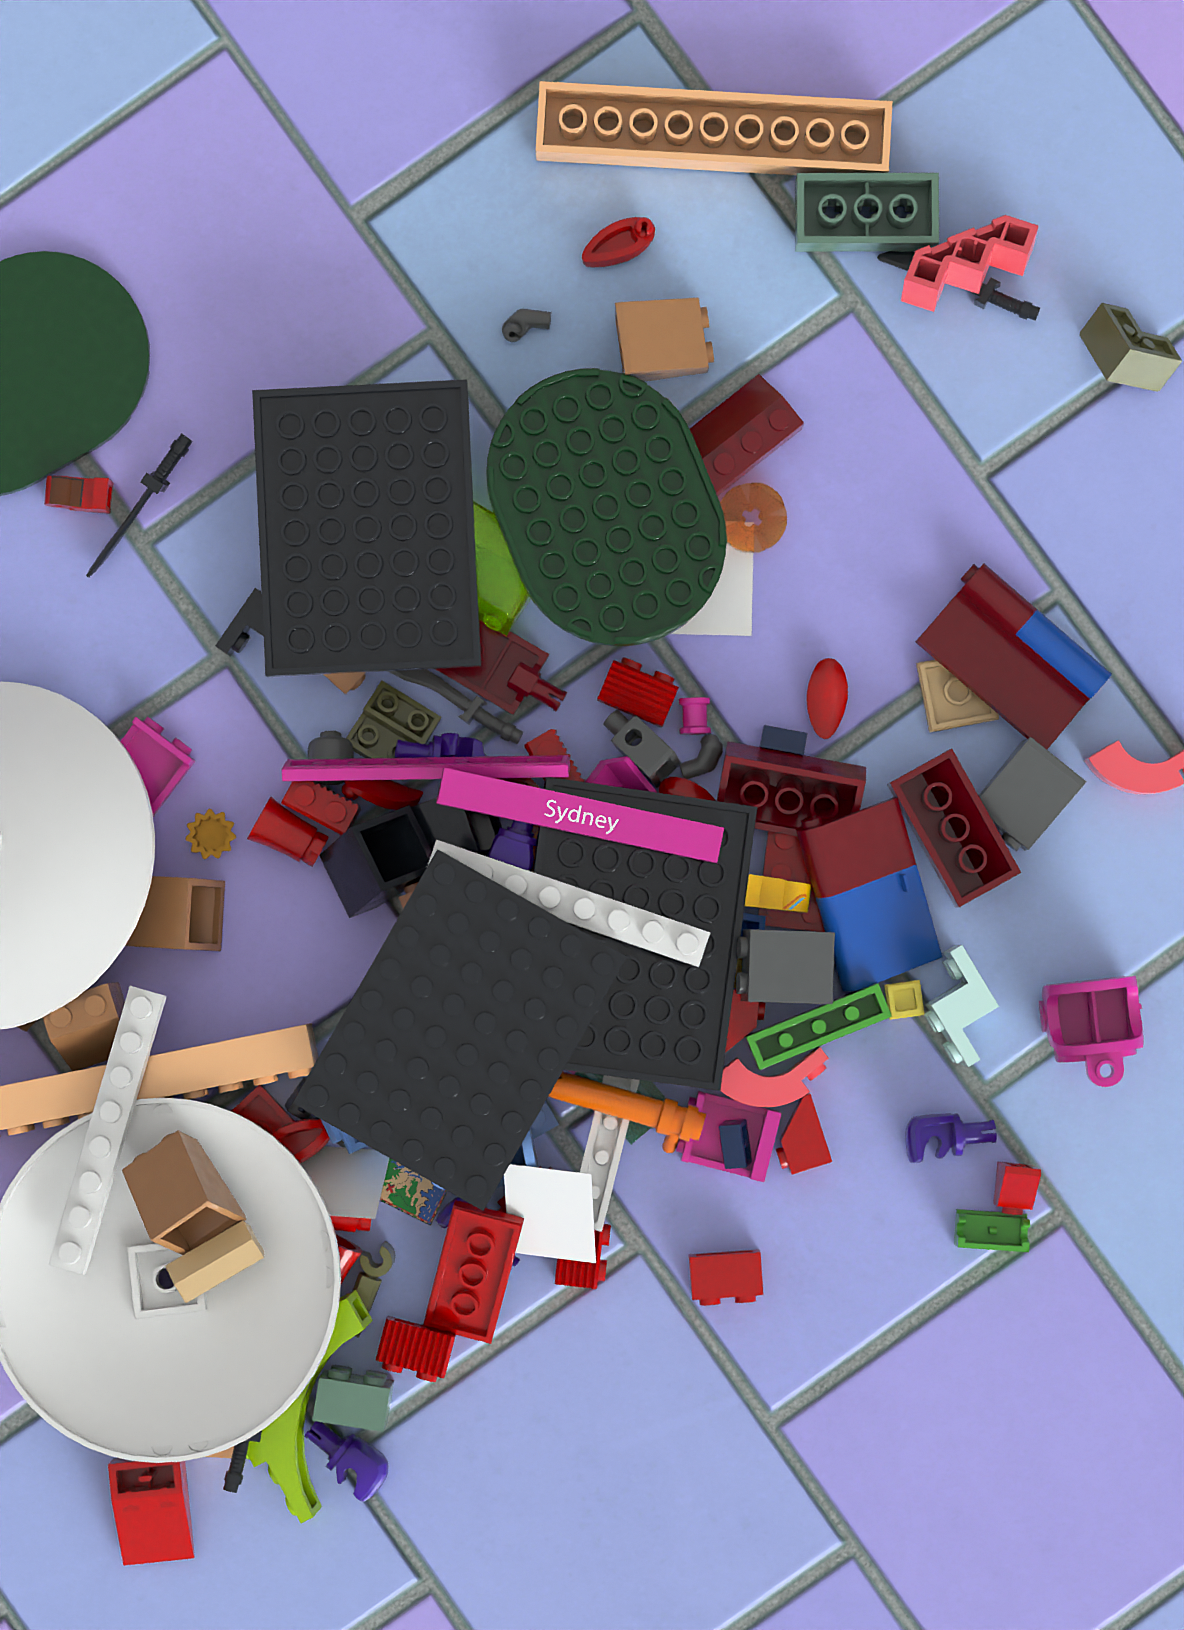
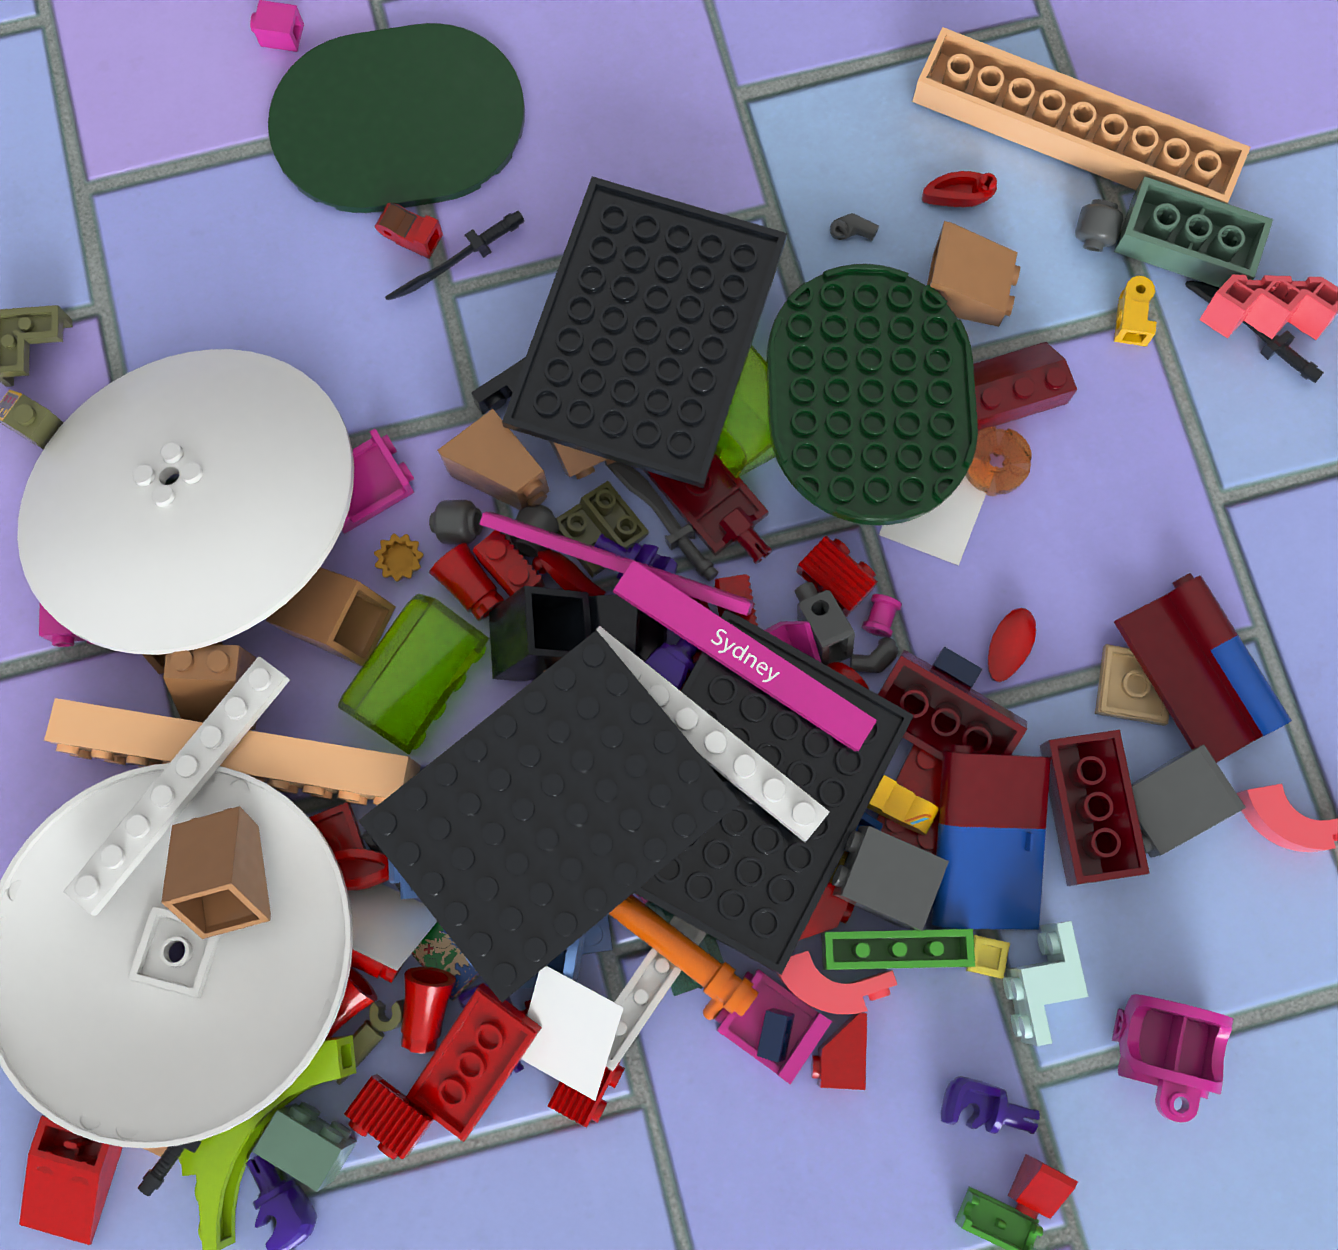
camera: 20 degrees right, 10 degrees down
(215, 1261) = (222, 950): tan piece -> none
(251, 778) = (456, 522): none -> dark grey head
(269, 708) = (495, 463): none -> medium nougat slope
(270, 940) = (413, 672): none -> clear neon green windscreen
(409, 1240) = (424, 1007): none -> red plant
(726, 1276) = (718, 1165): red brick -> none
(770, 232) = (1099, 225): none -> dark grey head
(834, 313) = (1132, 313): none -> yellow leg

